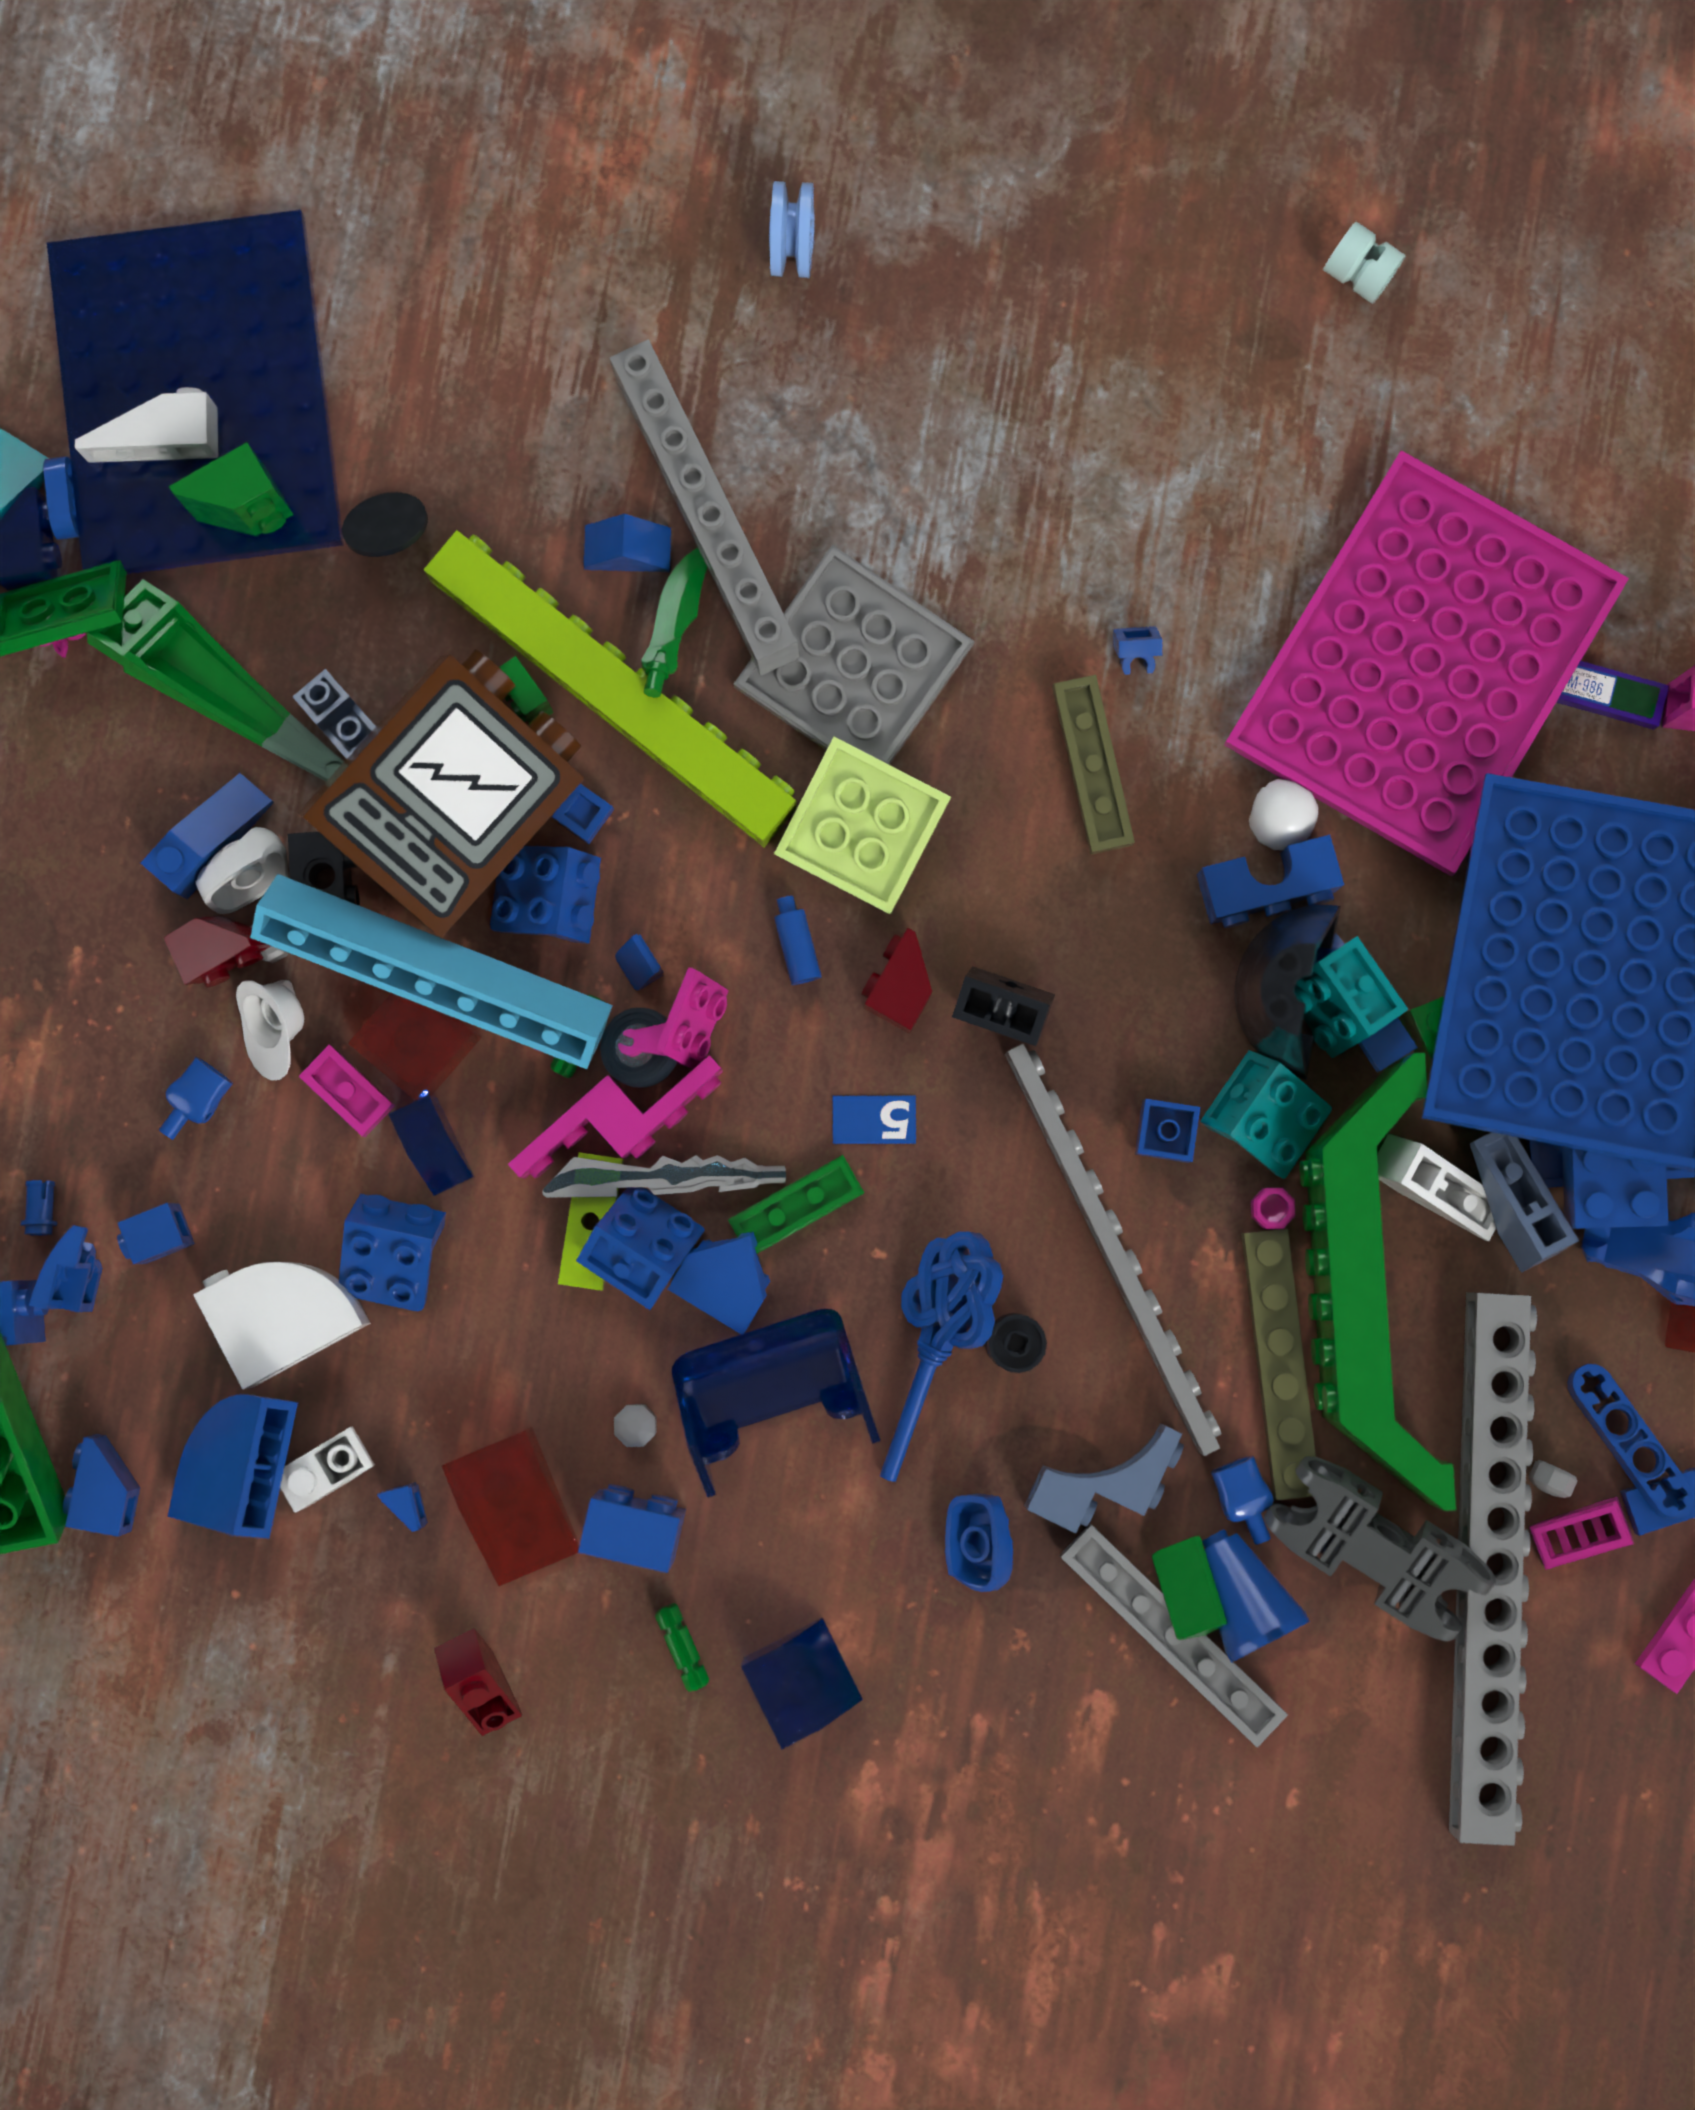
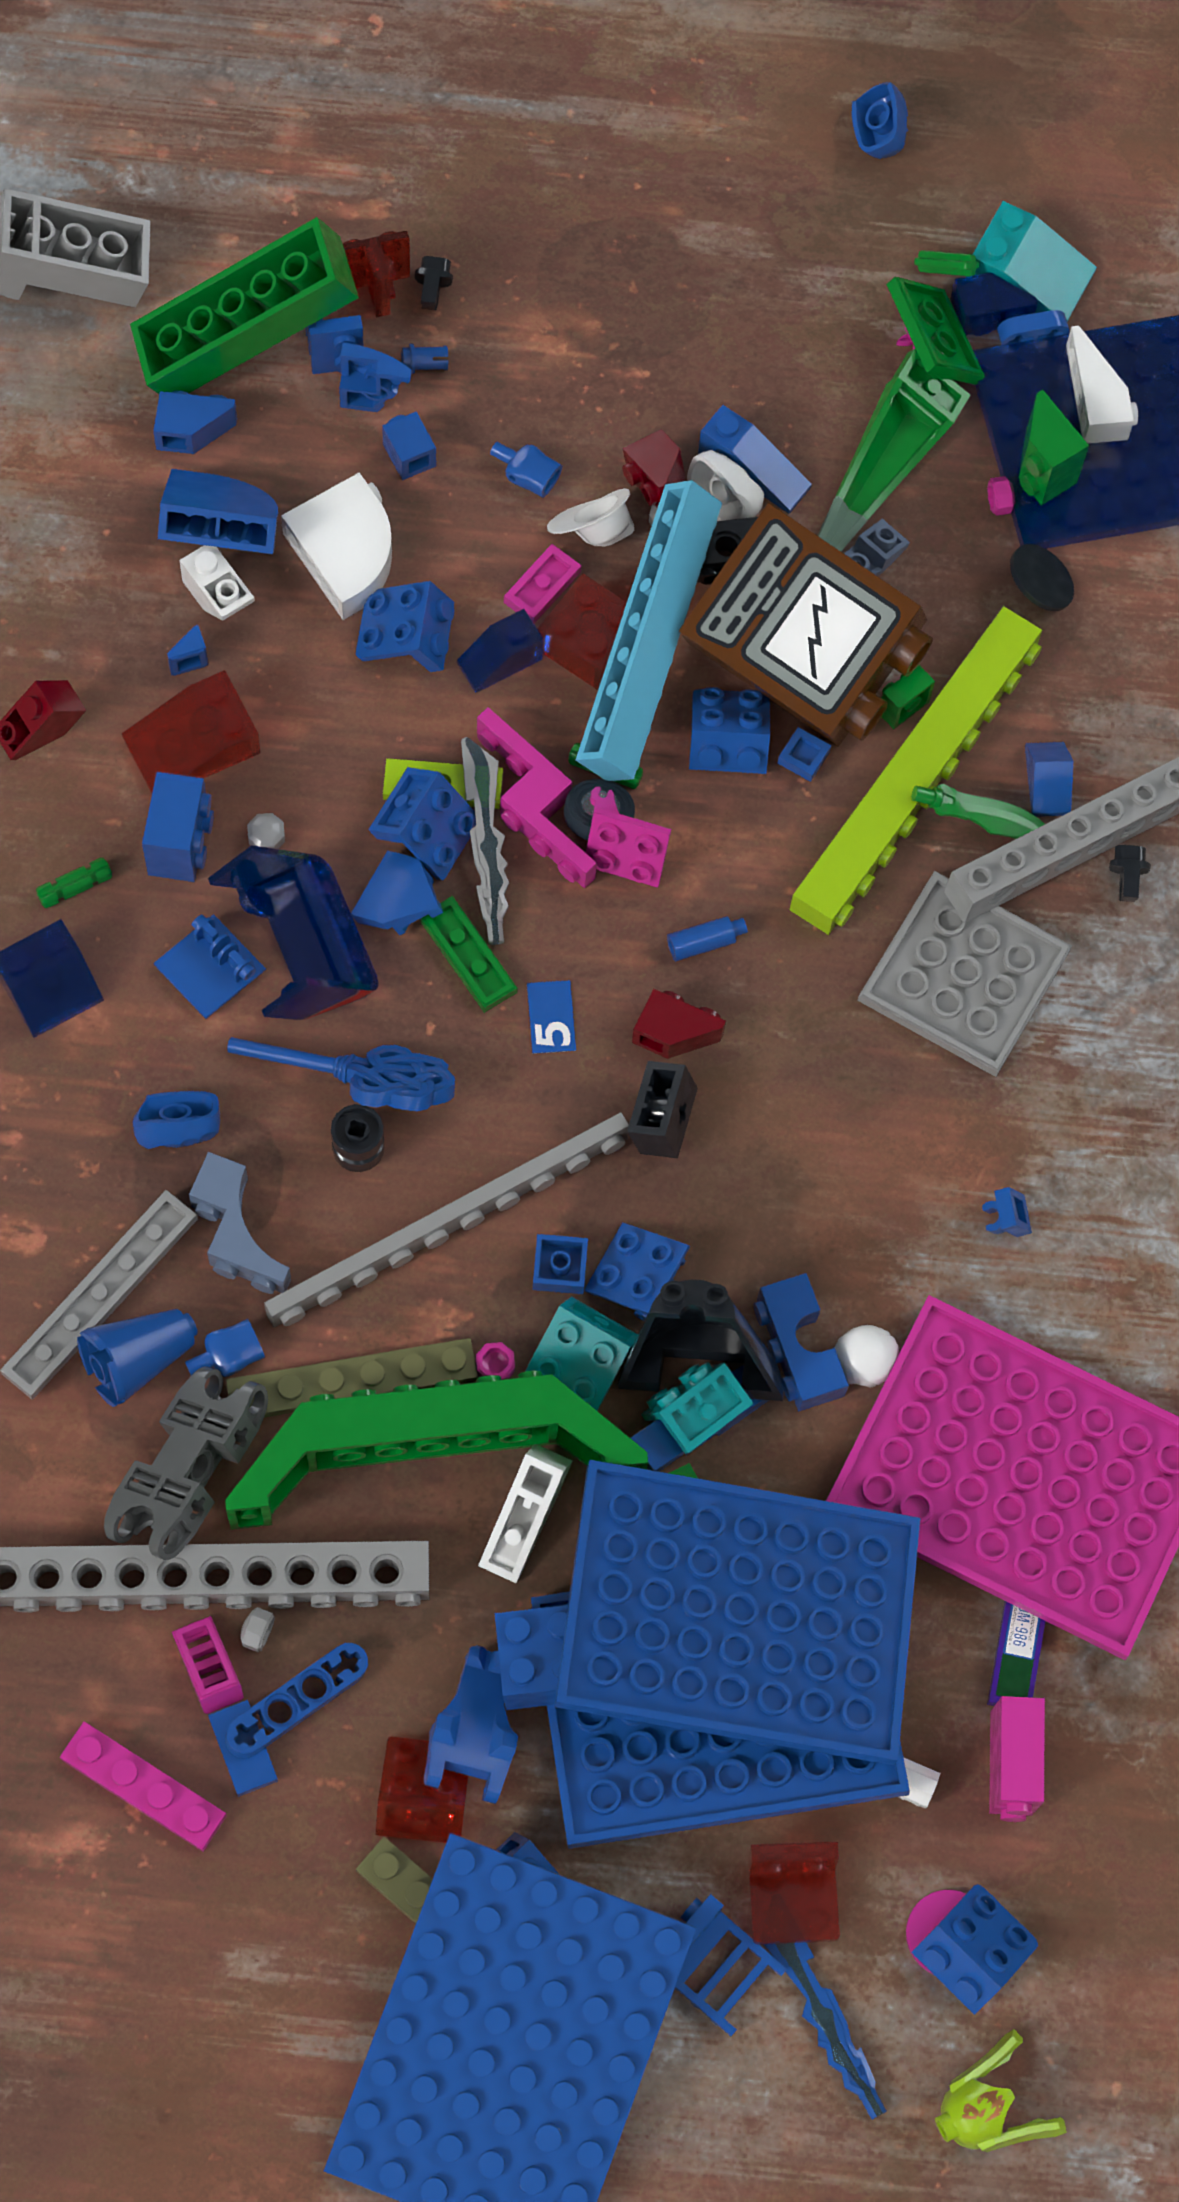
camera: 80 degrees right, 15 degrees down
(275, 559) = (1000, 495): none -> dark pink tile
(638, 963) = (677, 810): blue slope -> none
(742, 469) = (1130, 864): none -> black piece
(793, 1497) = (209, 965): none -> blue hinge
(862, 825) = (816, 983): yellowish green plate -> none
(1093, 764) = (894, 1181): olive plate -> none
(1177, 1048) = (636, 1268): none -> blue hinge
(1189, 1589) = (141, 1298): green slope -> none
(1520, 1201) = (517, 1579): sand blue slope -> none

